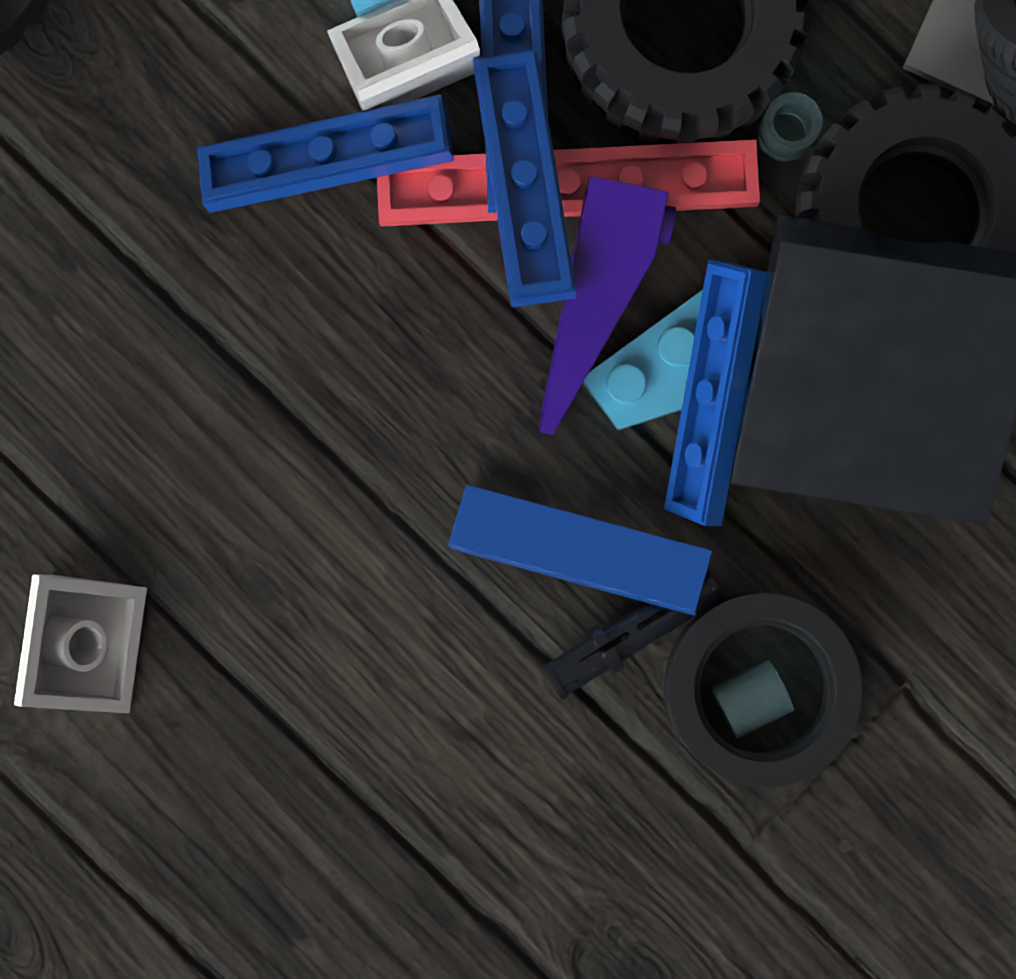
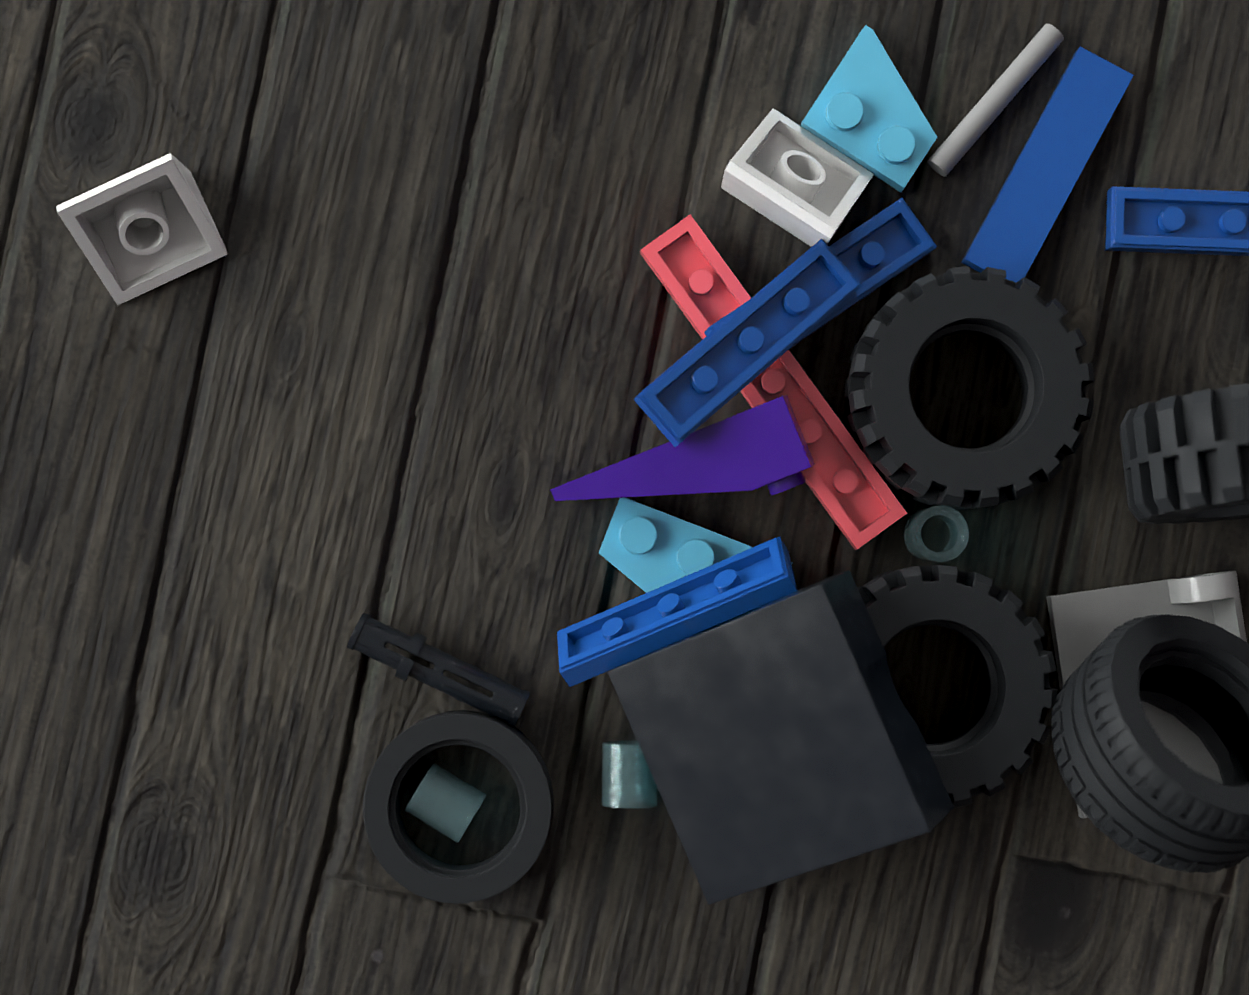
camera: 70 degrees right, 0 degrees up
(325, 154) = (668, 170): blue tile -> none
(580, 550) = (478, 585): blue tile -> none
(829, 526) = (626, 776): none -> clear light blue beam

